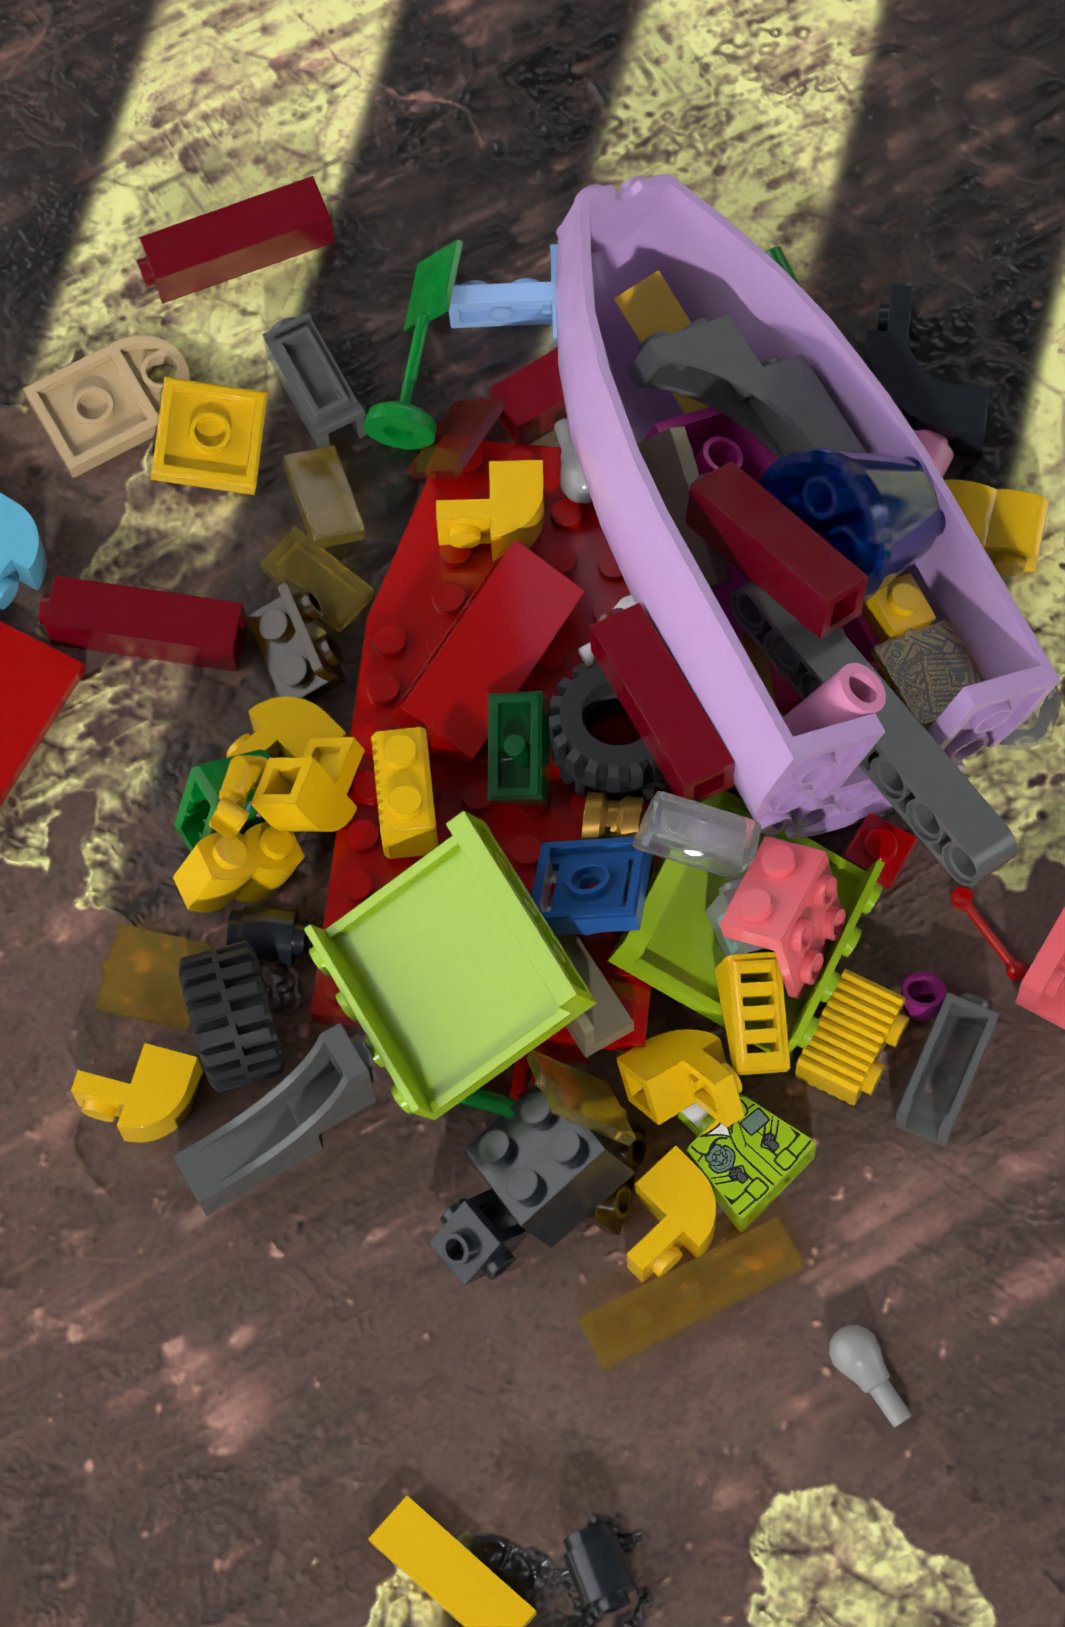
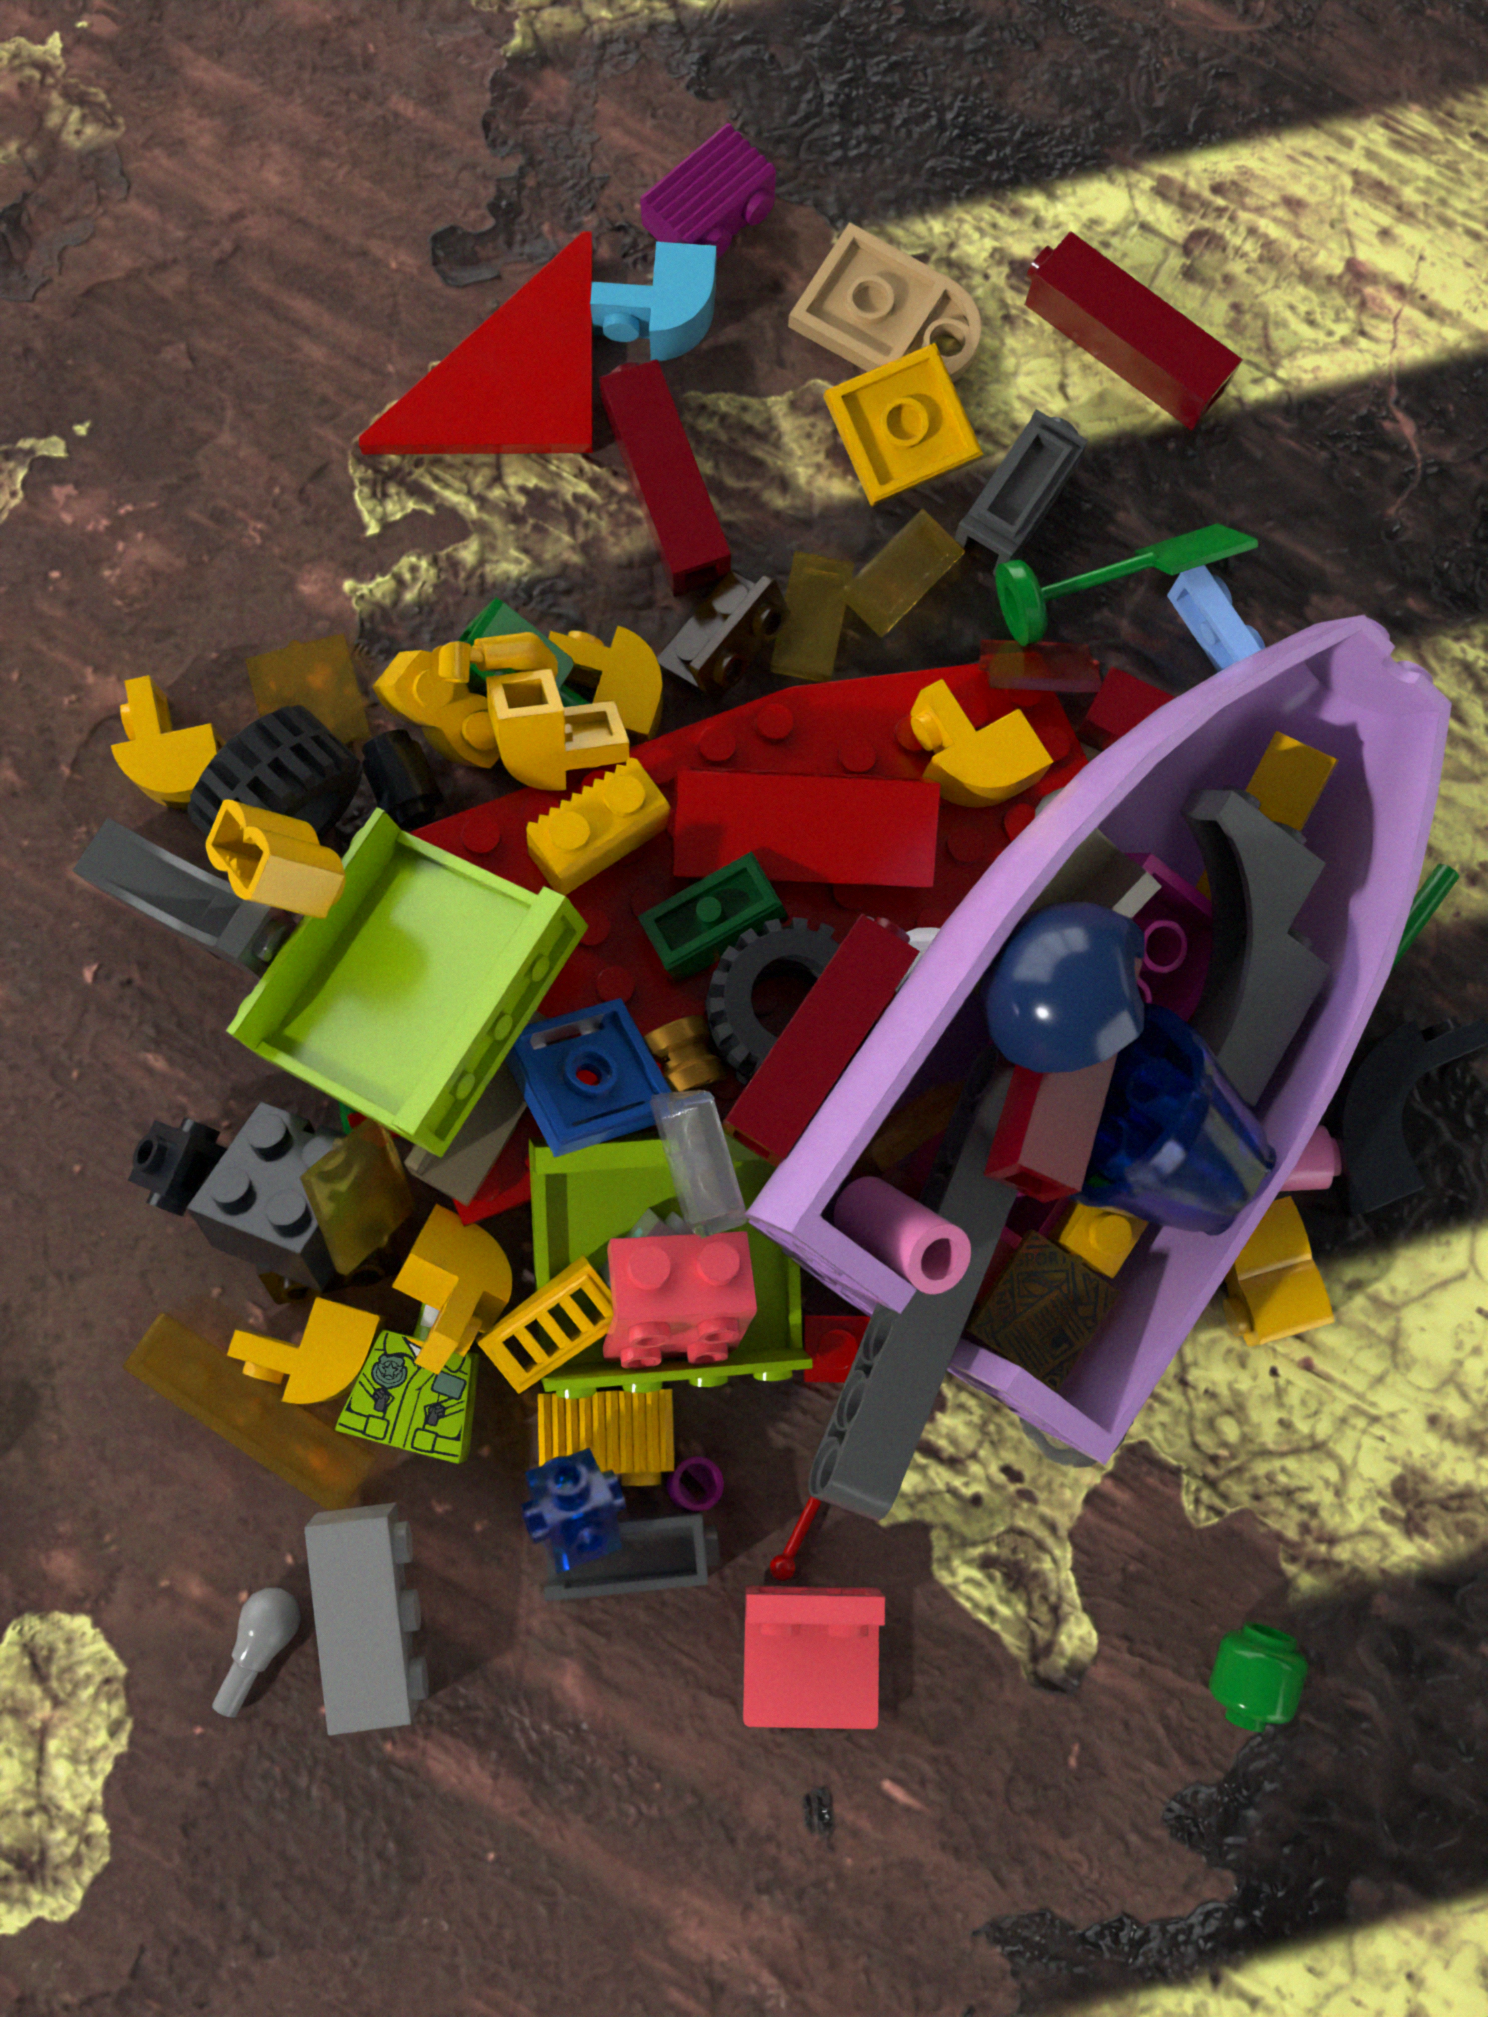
camera: 50 degrees right, 10 degrees up
(308, 1007) = (275, 860): none -> yellow brick
(729, 510) = (1065, 988): none -> dark blue cylinder
(891, 1272) = (365, 1618): none -> light grey brick
(895, 1067) = (573, 1509): none -> clear blue brick

